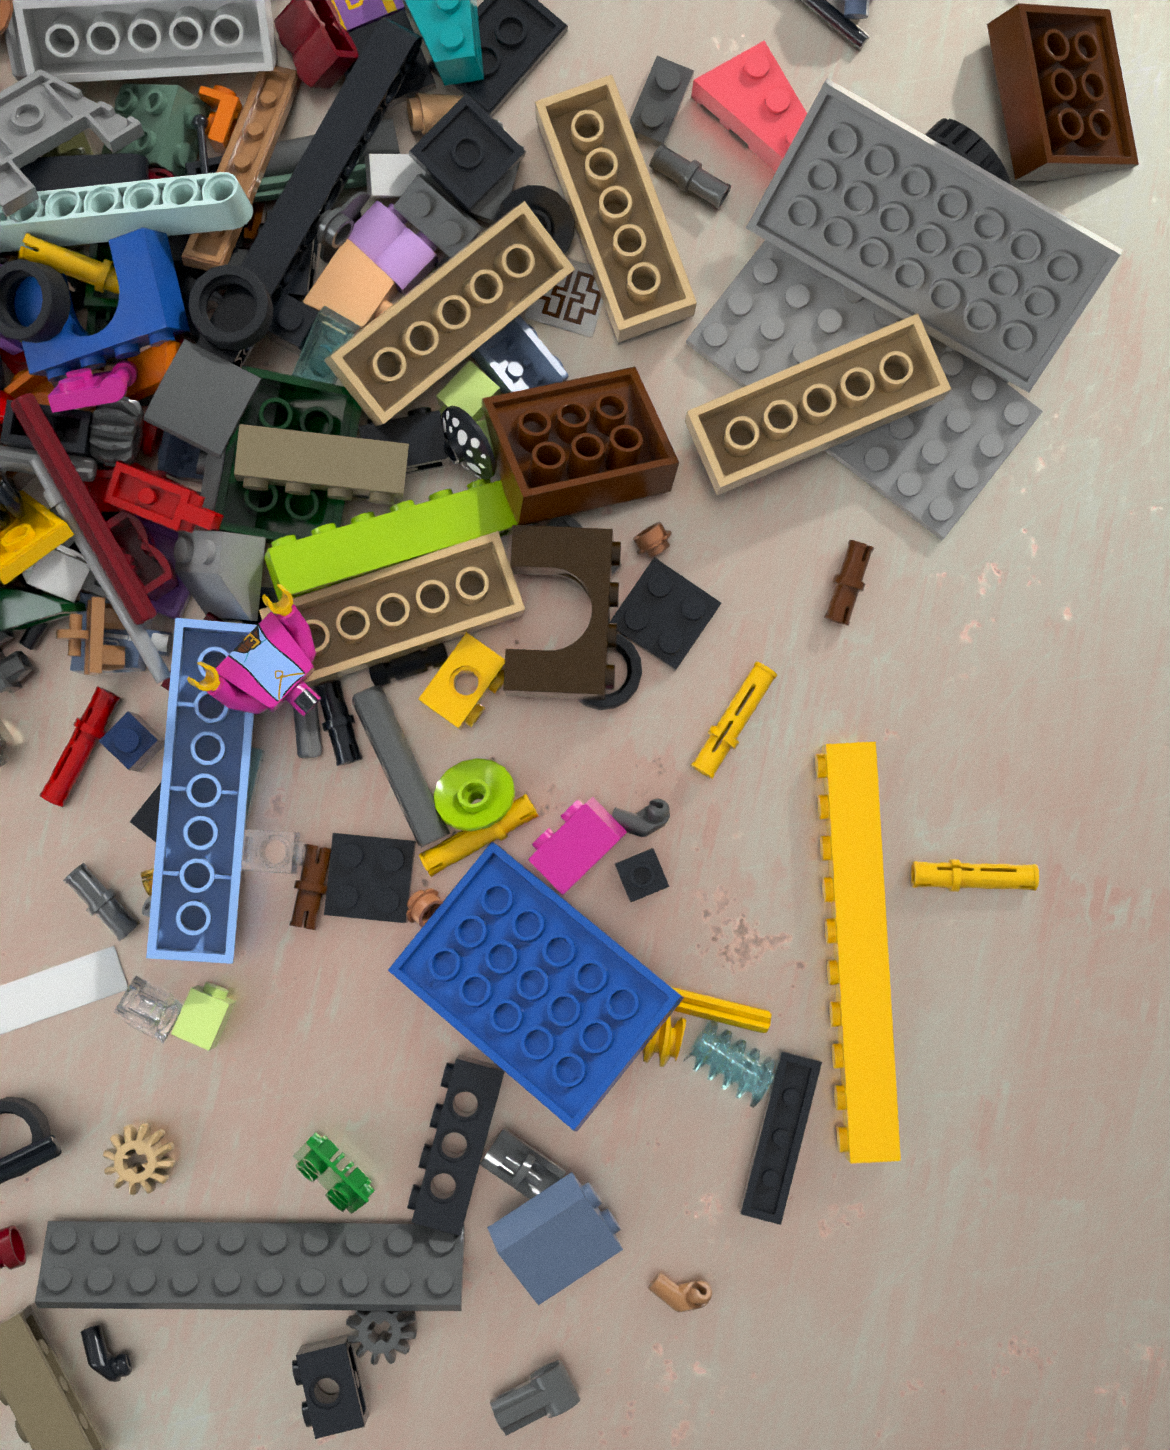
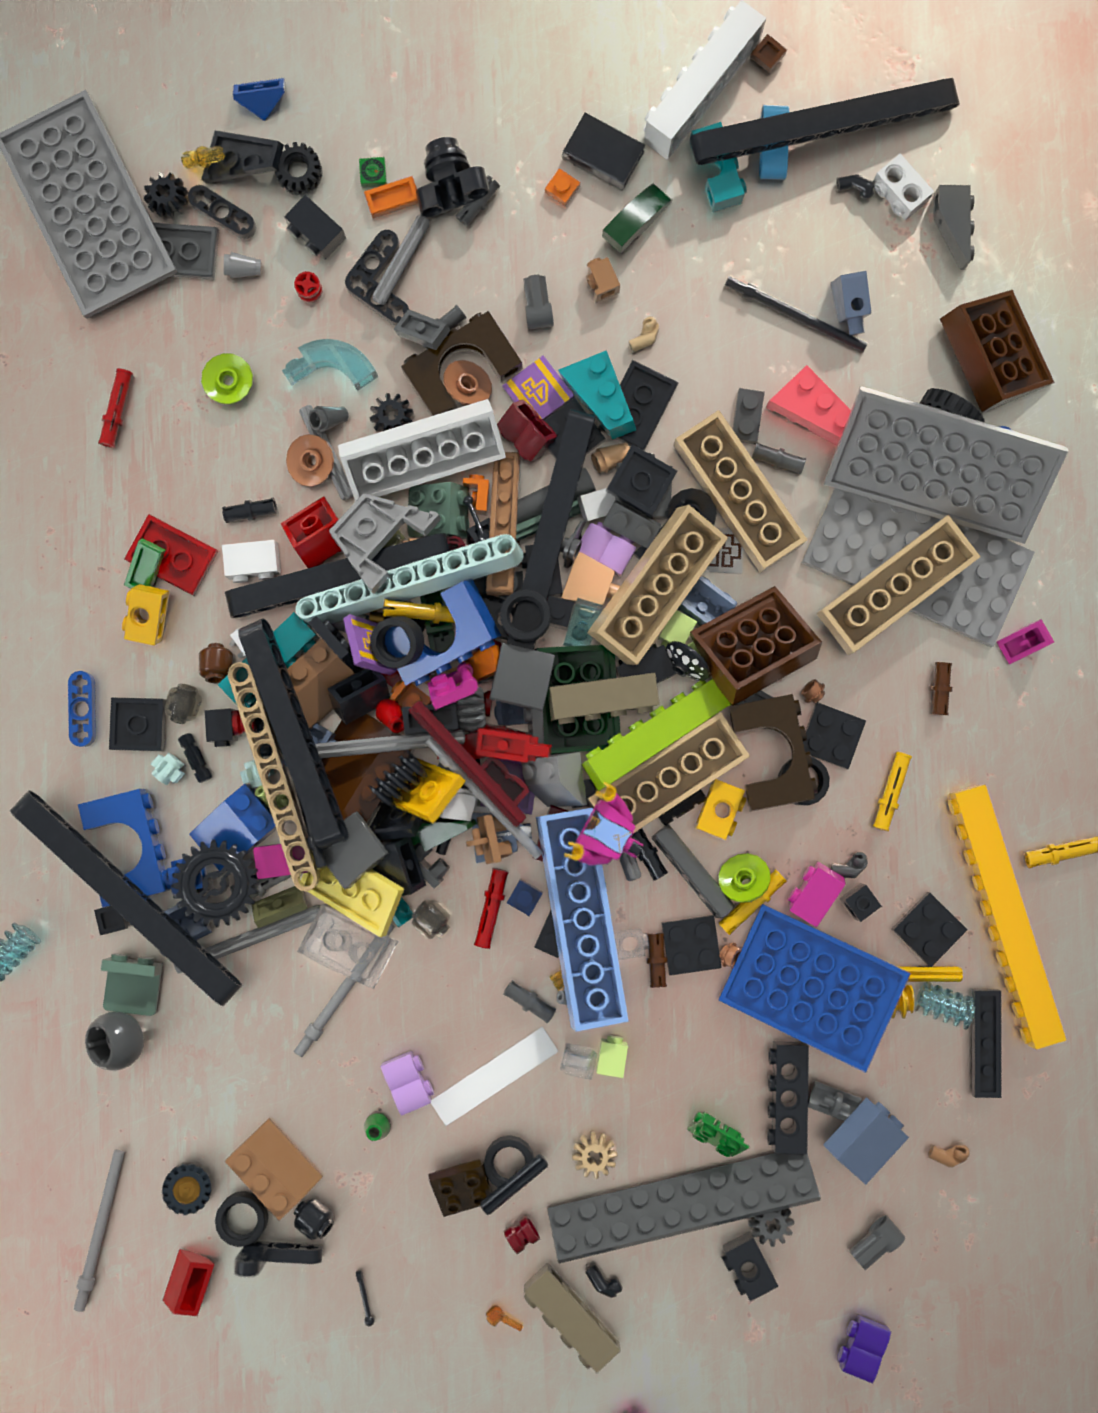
camera: 10 degrees left, 0 degrees up
(738, 943) = (929, 929): none -> black plate
(993, 542) = (1025, 641): none -> dark pink slope

